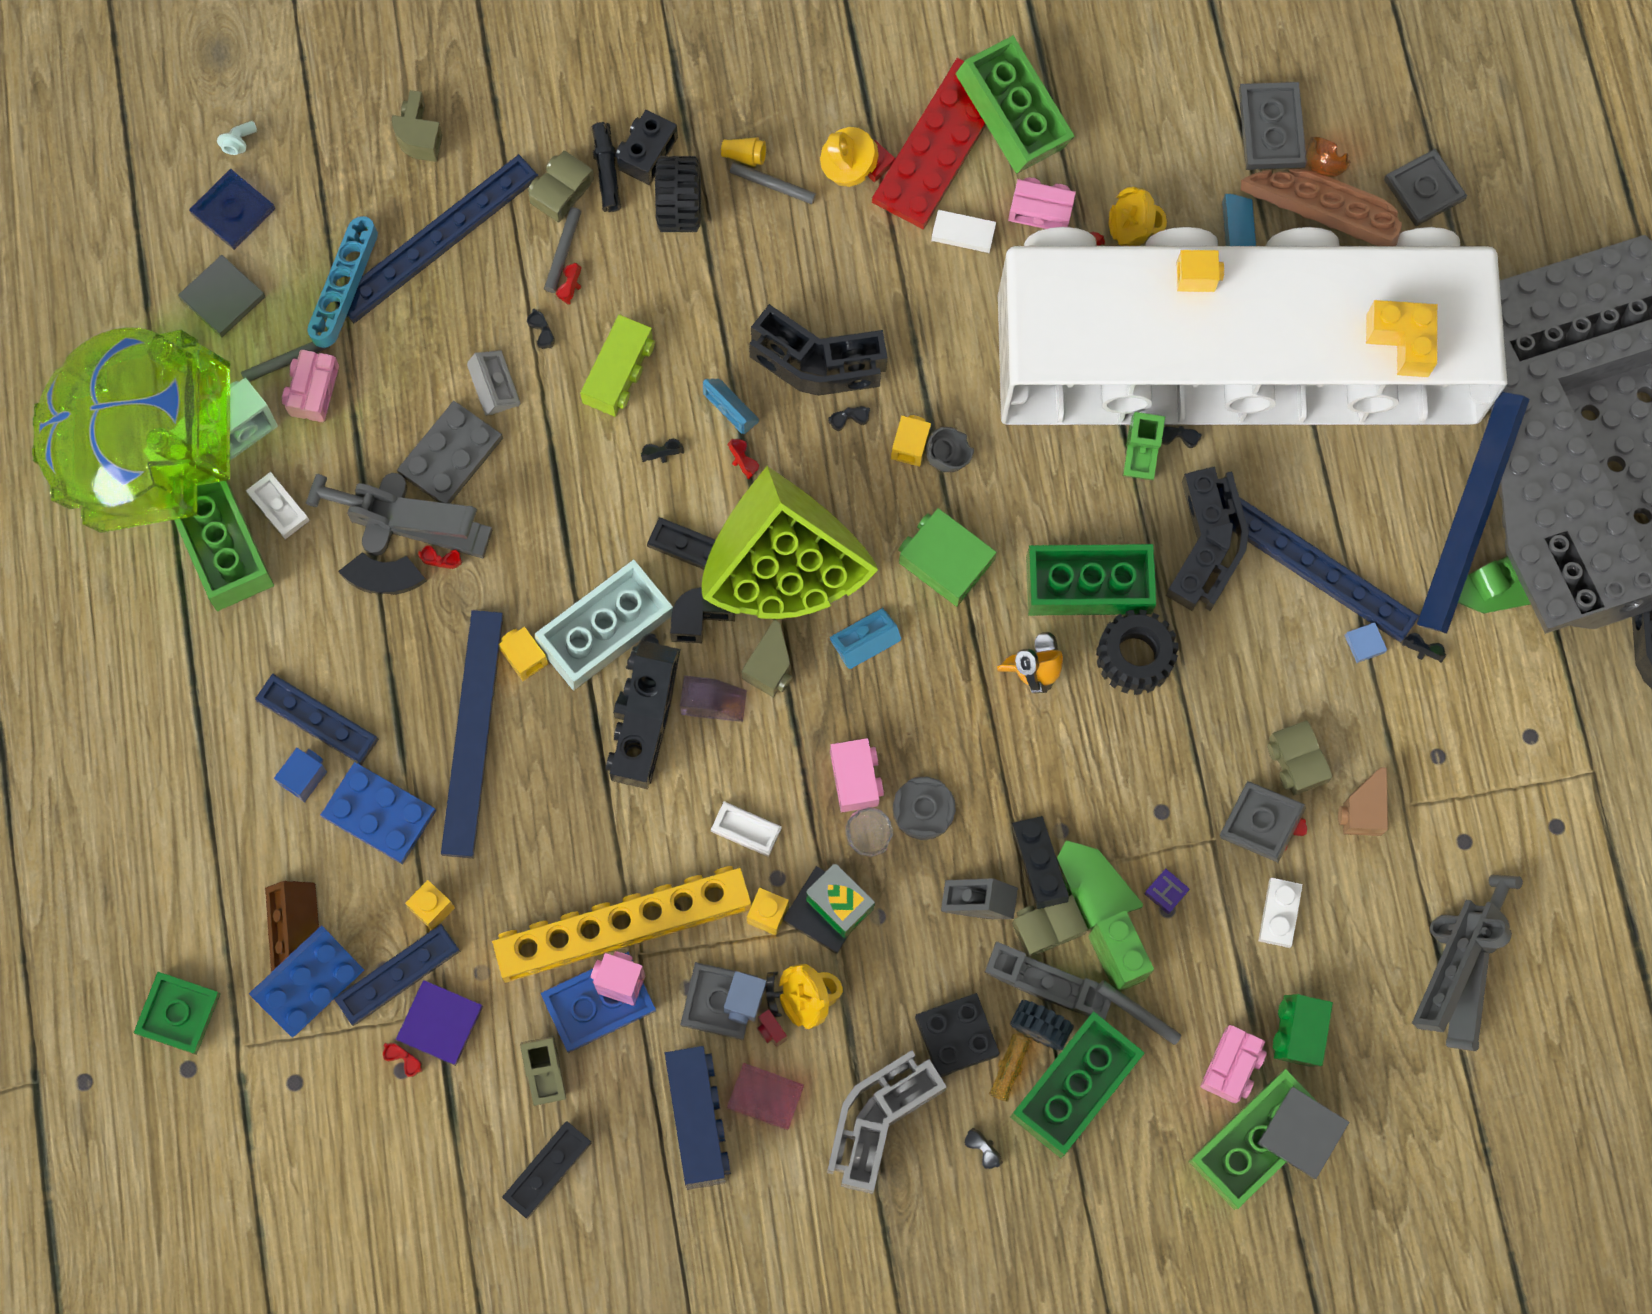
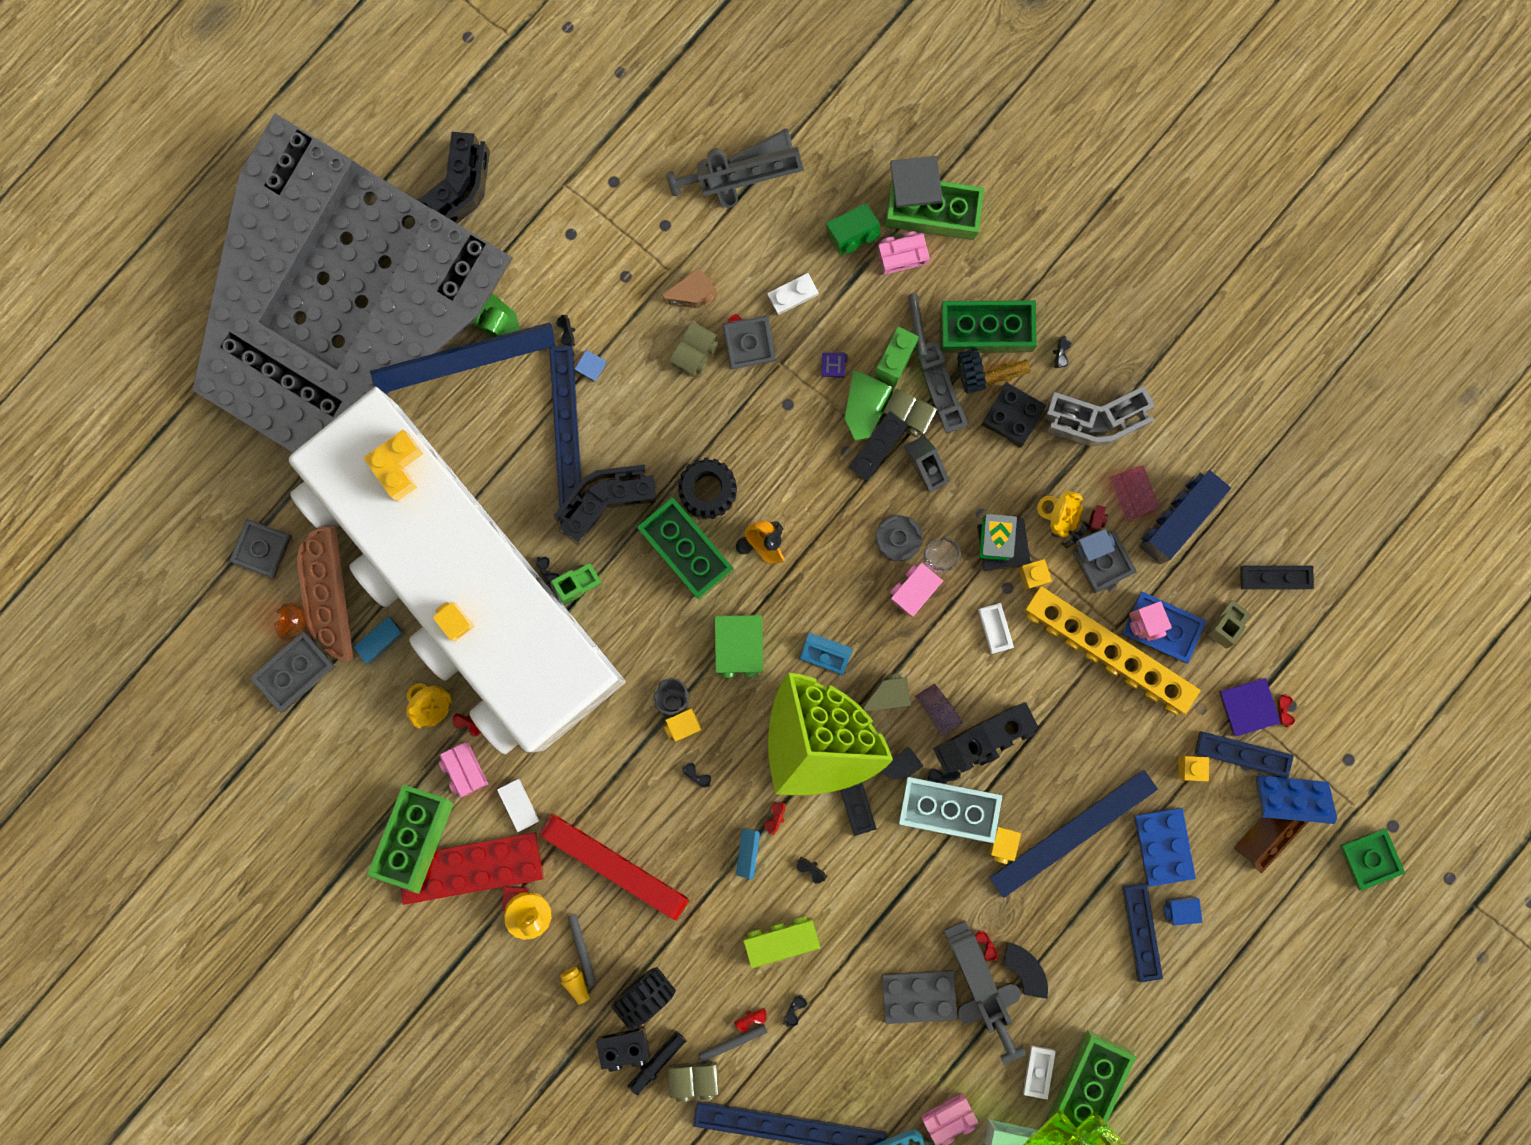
camera: 120 degrees left, 10 degrees up
(493, 382) = (852, 1010): light grey slope -> none
(816, 363) = (679, 822): black brick -> none
(826, 270) = (614, 867): none -> red beam

